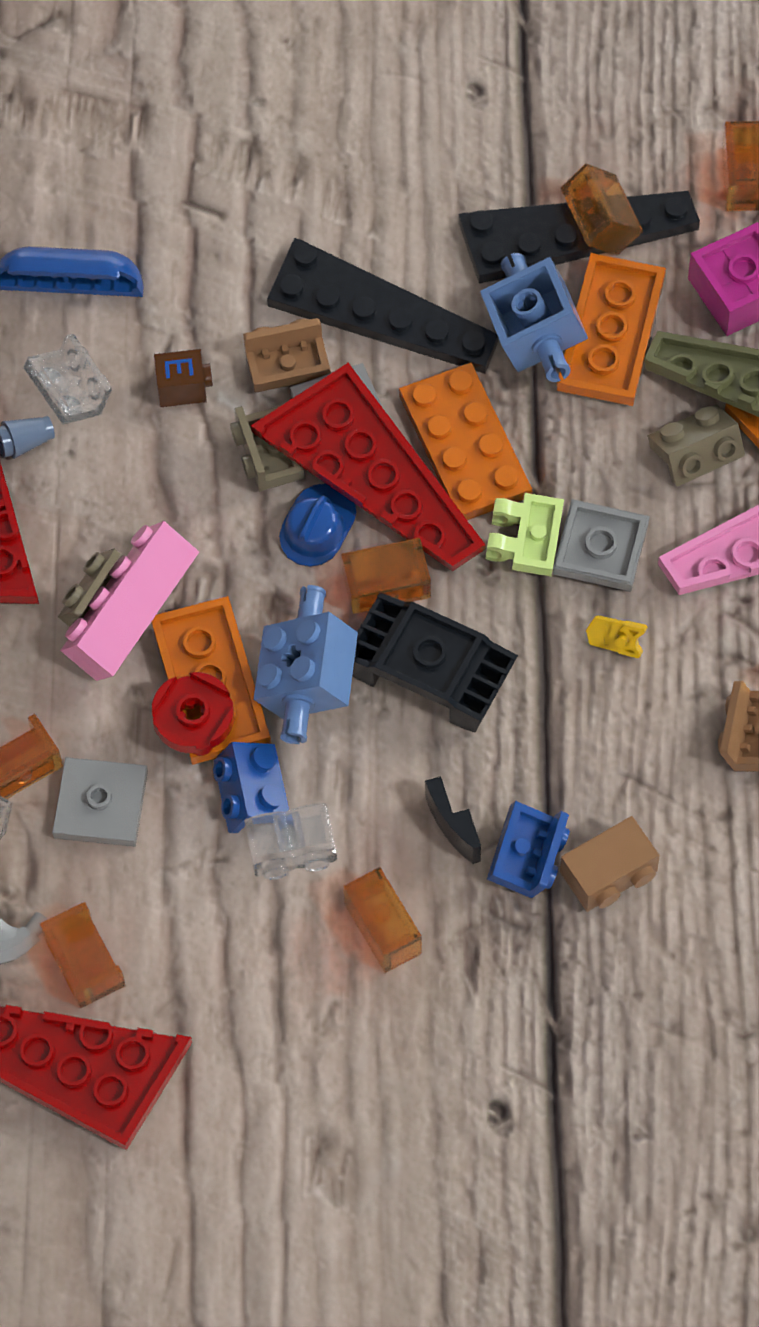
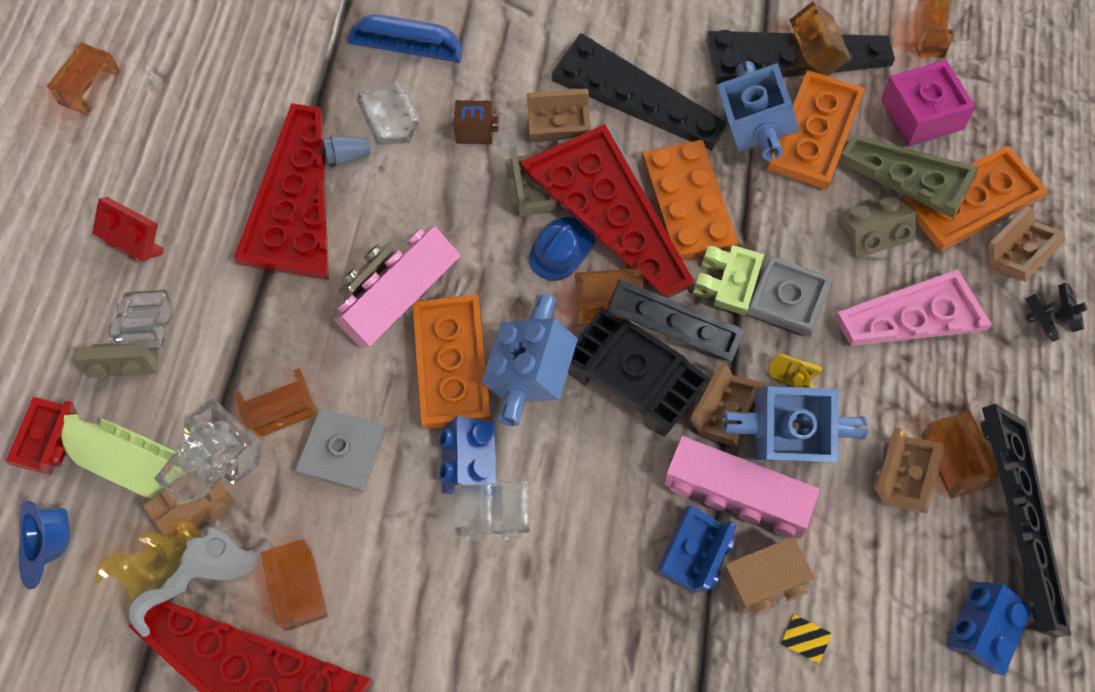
camera: 10 degrees right, 0 degrees up
(195, 735) = (429, 406): red plate -> none
(382, 919) = (559, 595): clear orange panel -> none
(456, 826) = (636, 519): black slope -> none
(468, 594) = (675, 320): none -> black plate
(542, 686) = (723, 394): none -> medium nougat bracket
(569, 774) = (742, 488): none -> bright pink brick
(634, 672) = (817, 418): none -> medium blue brick
(662, 926) = (806, 638): none -> sticker

